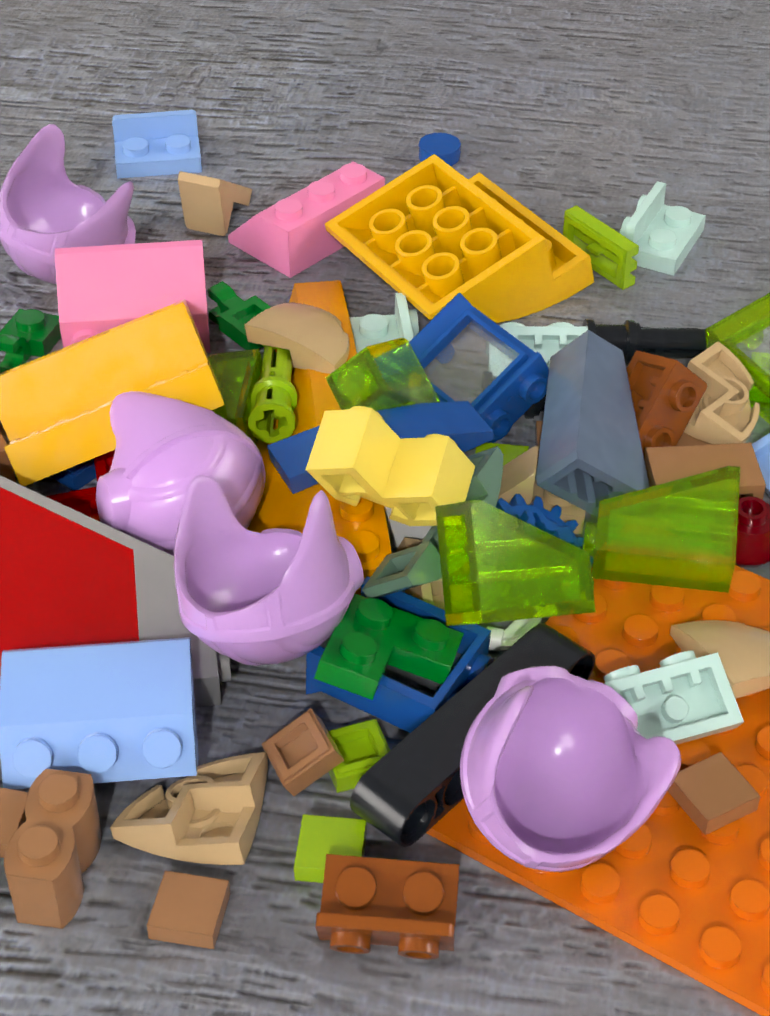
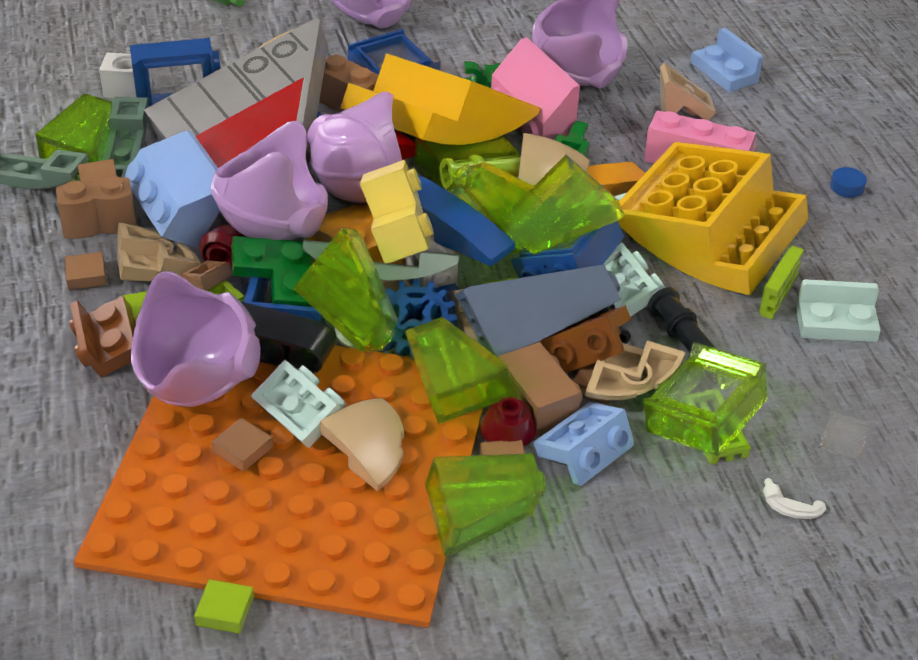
camera: 65 degrees right, 0 degrees up
(256, 708) = (217, 244): none -> dark red cone
(461, 330) = (561, 208): none -> clear neon green slope

